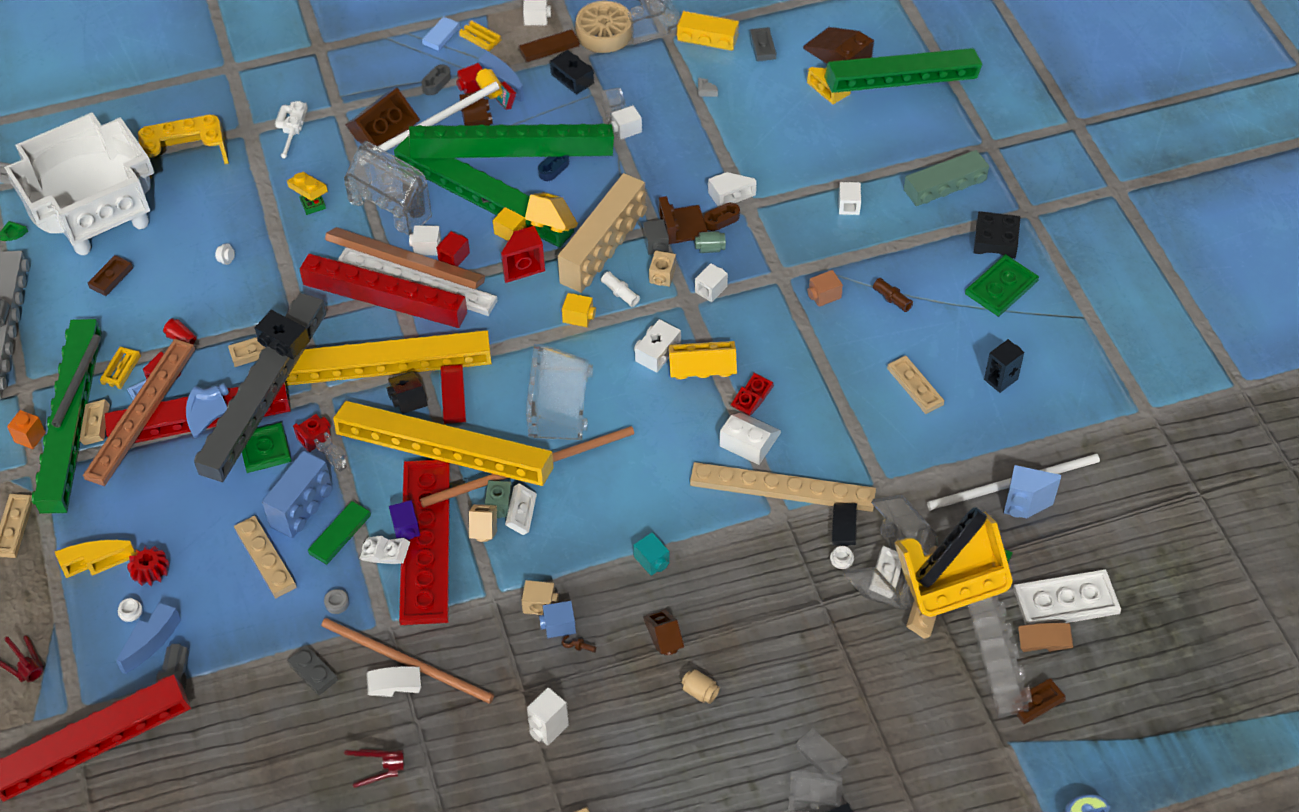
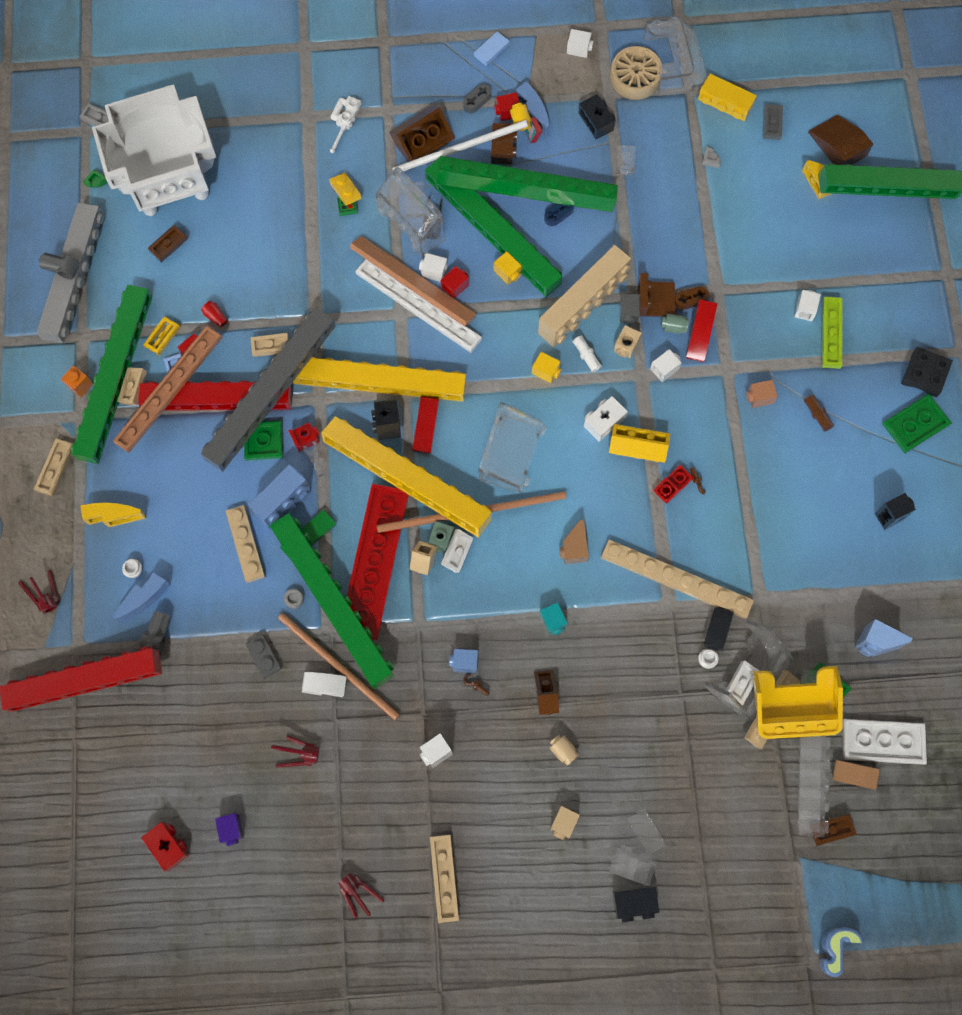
camera: 15 degrees right, 20 degrees up
(76, 380) = (121, 348): dark grey piece -> none
(148, 565) = (147, 528): red gear -> none
(204, 128) = (270, 110): yellow windscreen -> none
(205, 407) = (220, 397): medium blue arm -> none
(225, 254) = (264, 243): white plate -> none
(282, 334) = (287, 341): black brick -> none
(384, 290) = (388, 311): red brick -> none
(385, 551) = (340, 563): white slope -> none
(386, 587) = (332, 602): none -> green brick
(404, 520) = (359, 544): dark purple brick -> none
(482, 34) = (529, 58): yellow tile -> none
(523, 255) = (511, 304): red slope -> none
(536, 595) = (454, 637): tan brick -> none
(549, 45) = (583, 82): reddish brown tile -> none
(550, 211) = (543, 272): yellow slope -> none
(626, 122) = (631, 181): white brick -> none
(657, 475) = (575, 545): none -> medium nougat slope
(722, 763) = (564, 823): none -> tan brick
(731, 188) = (705, 272): white slope -> none
(741, 242) = (701, 330): none -> red slope
(748, 437) = (660, 524): white slope -> none
(778, 385) = (697, 480): none -> reddish brown hand
(884, 218) = (832, 332): none -> lime plate
(915, 384) = (814, 506): tan tile -> none
(946, 178) = (898, 303): sand green brick -> none
(951, 547) = (819, 679): black beam -> none
(1004, 484) = (866, 620): white piece -> none

